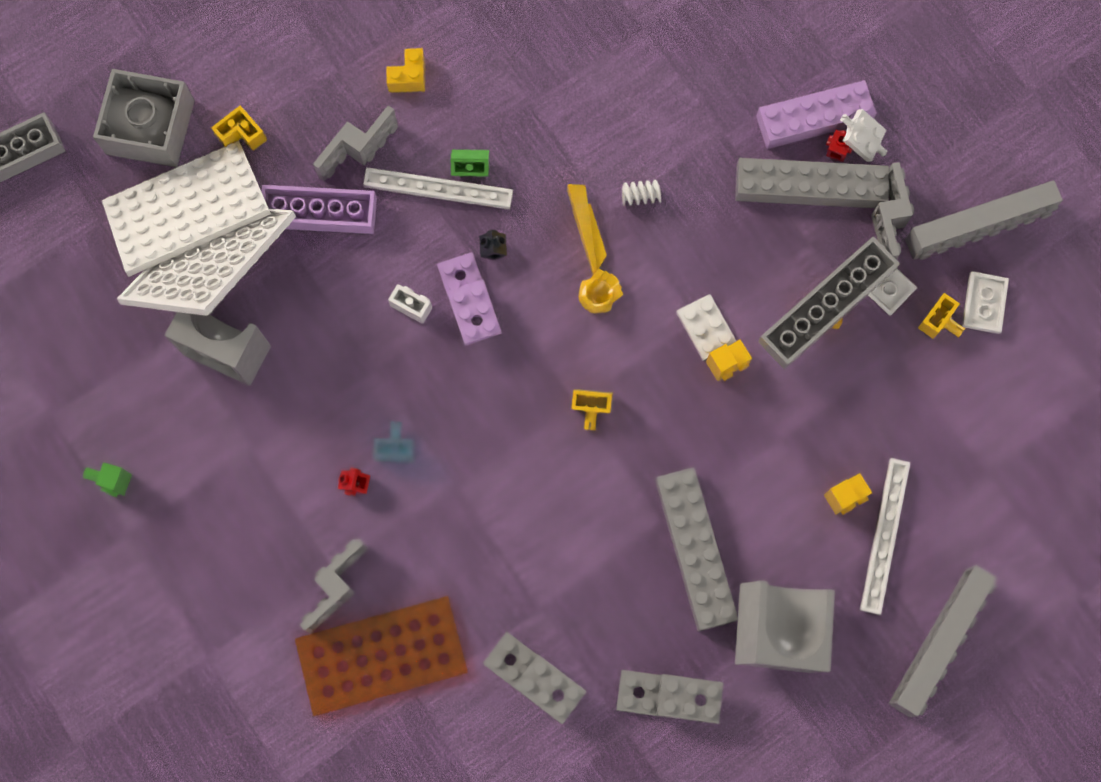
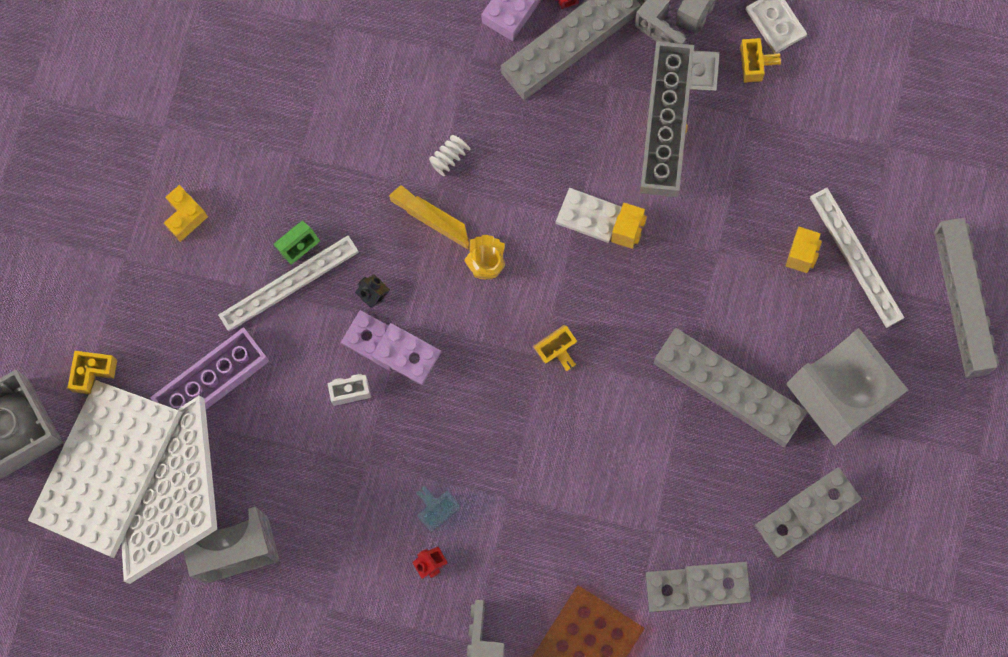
camera: 35 degrees left, 0 degrees up
(356, 144) = (194, 303): light grey bracket -> none

